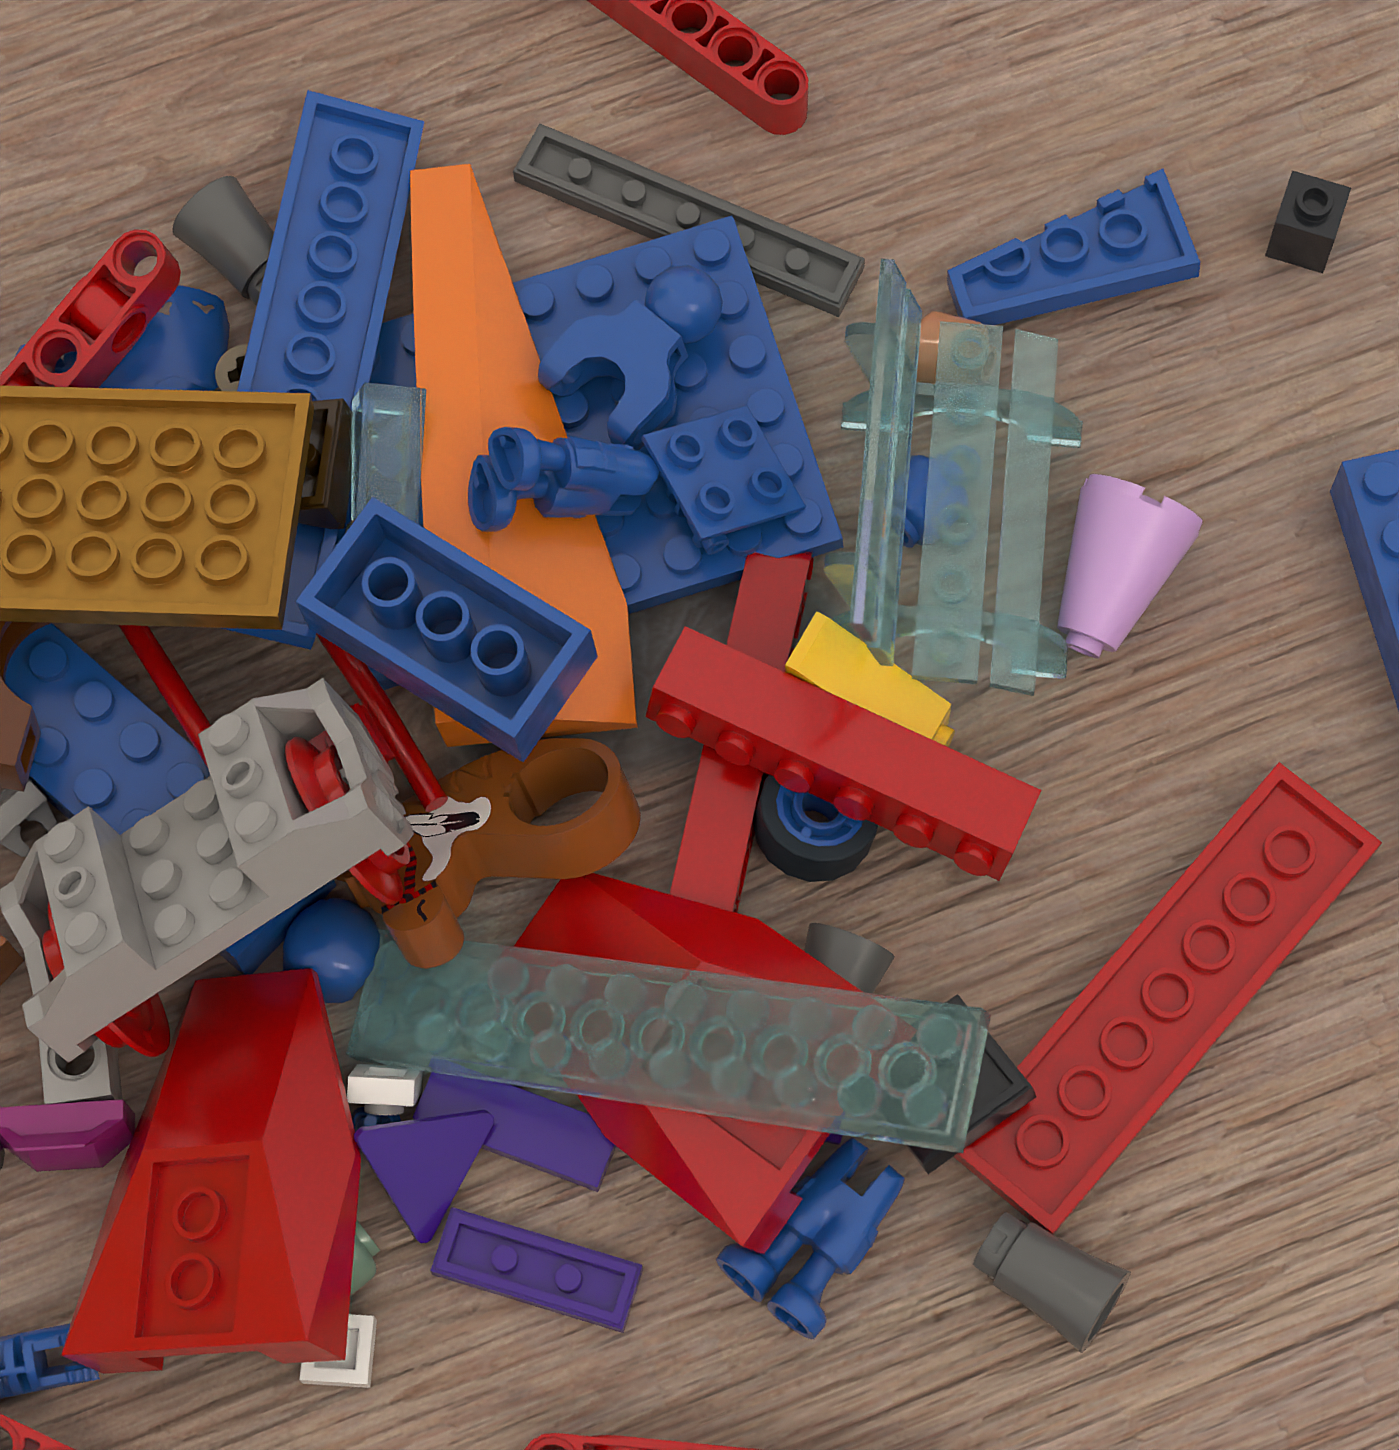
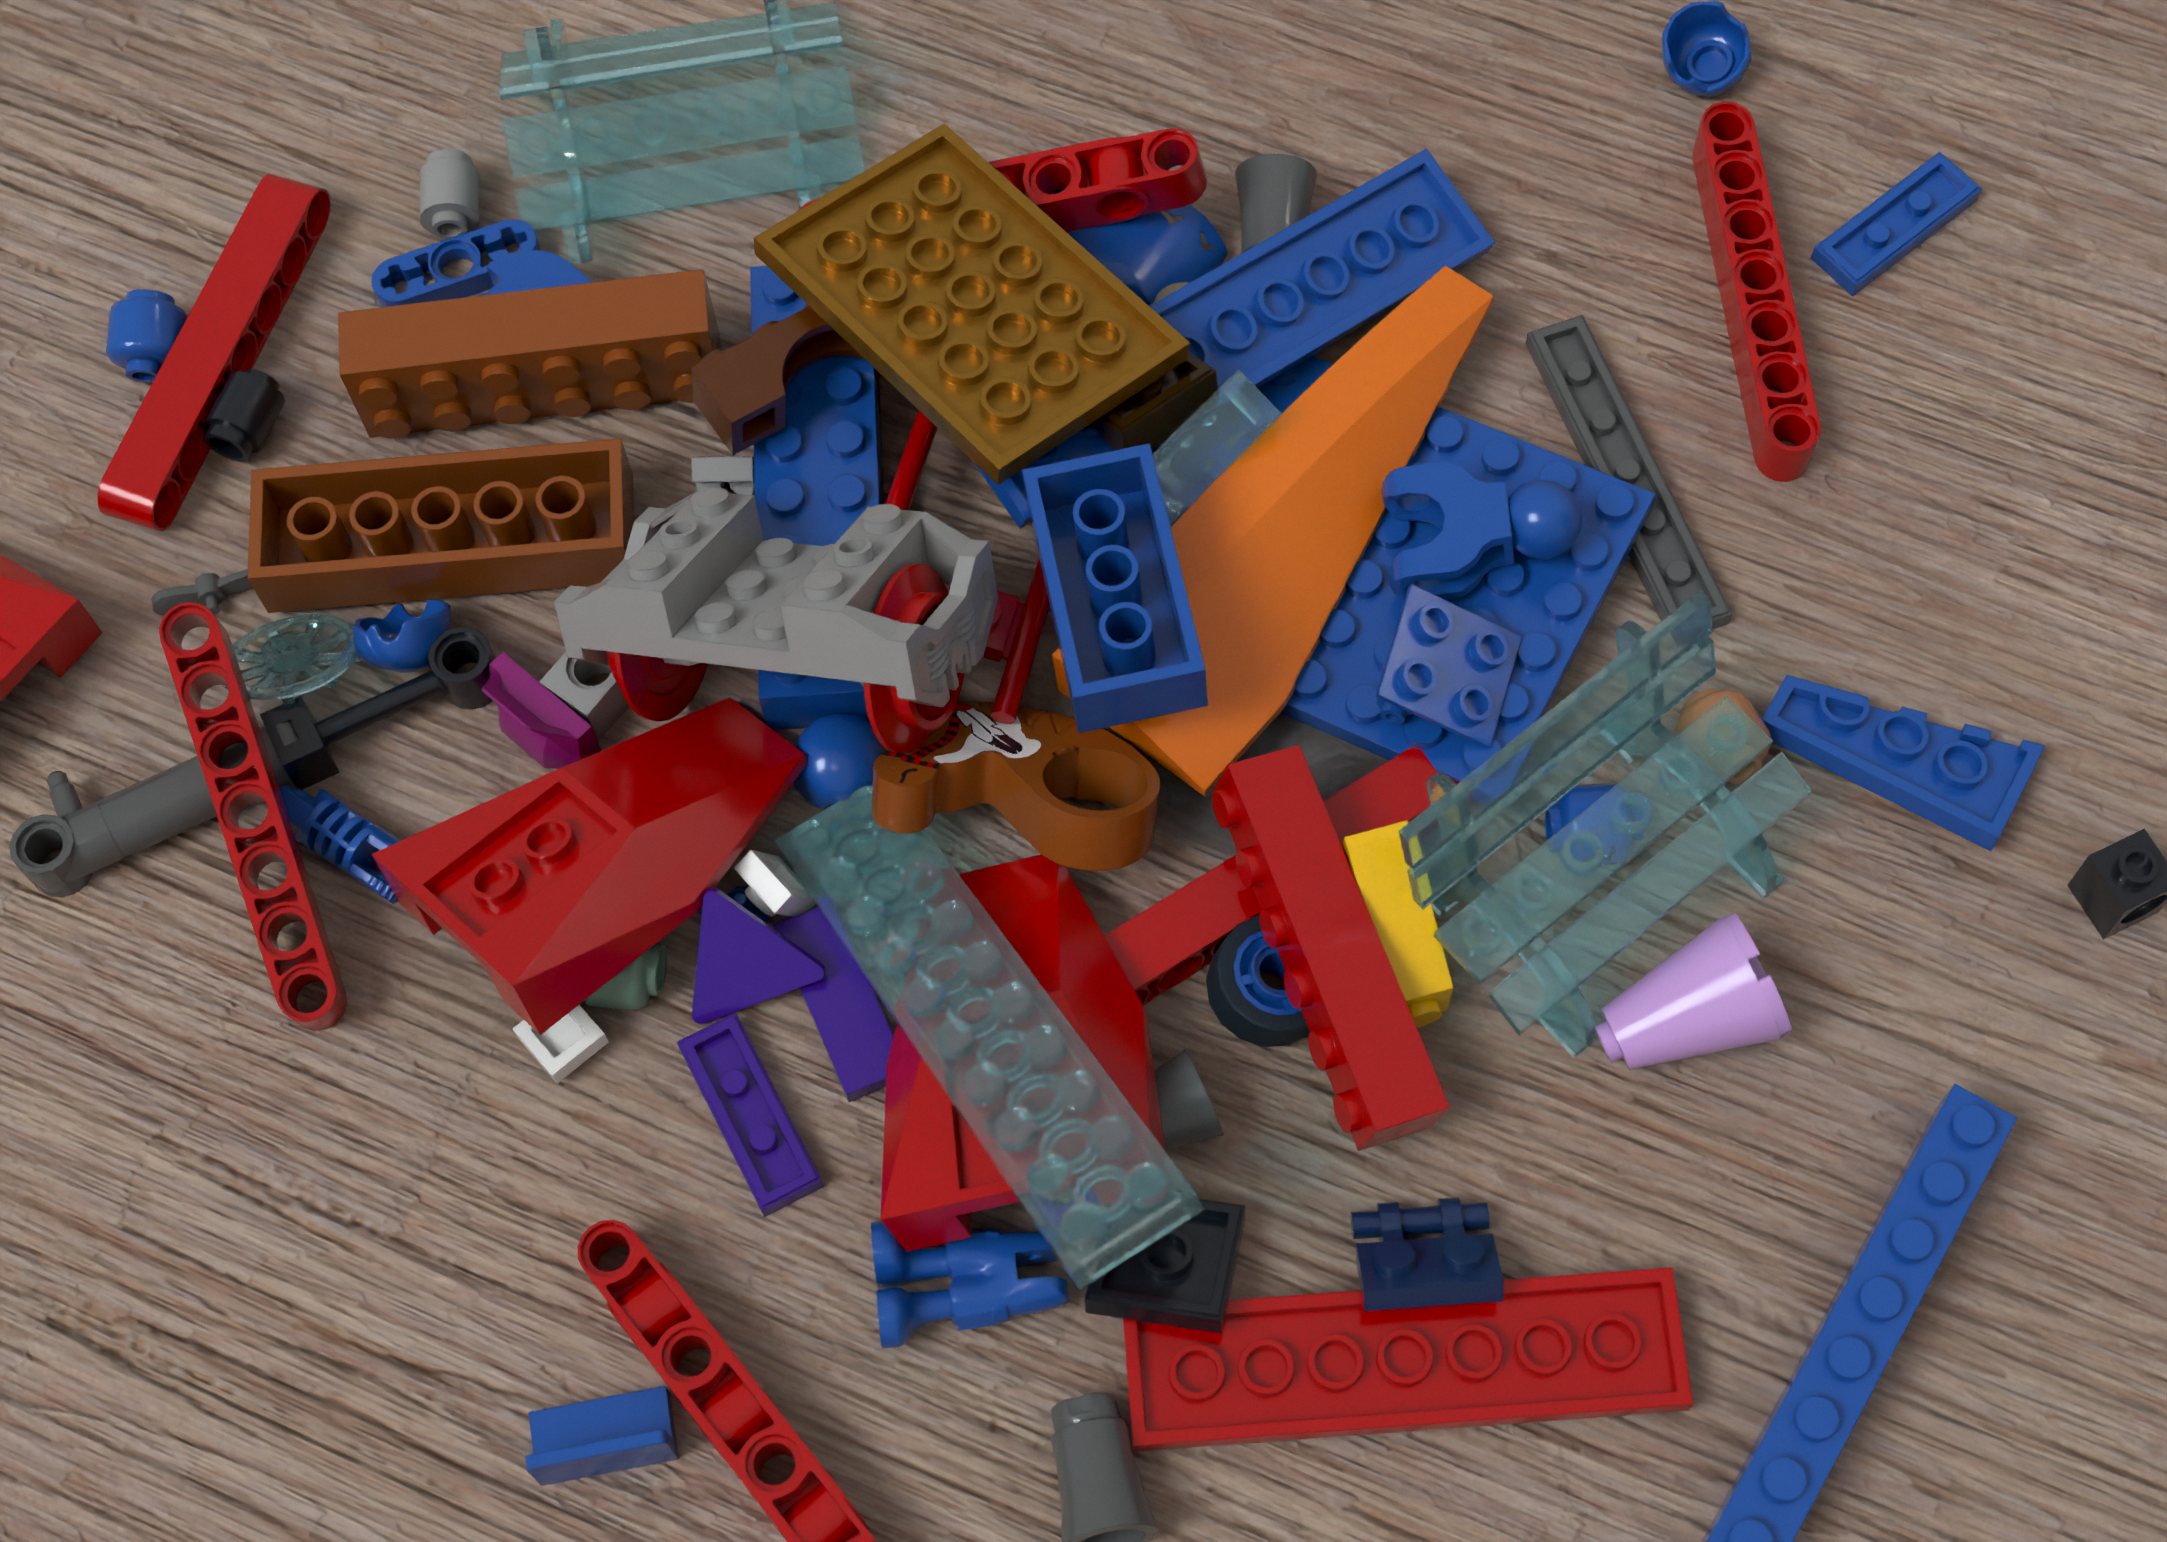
camera: 45 degrees right, 5 degrees down
(562, 477) = (1321, 561): blue piece -> none
(1125, 921) = (1426, 1270): none -> dark blue plate

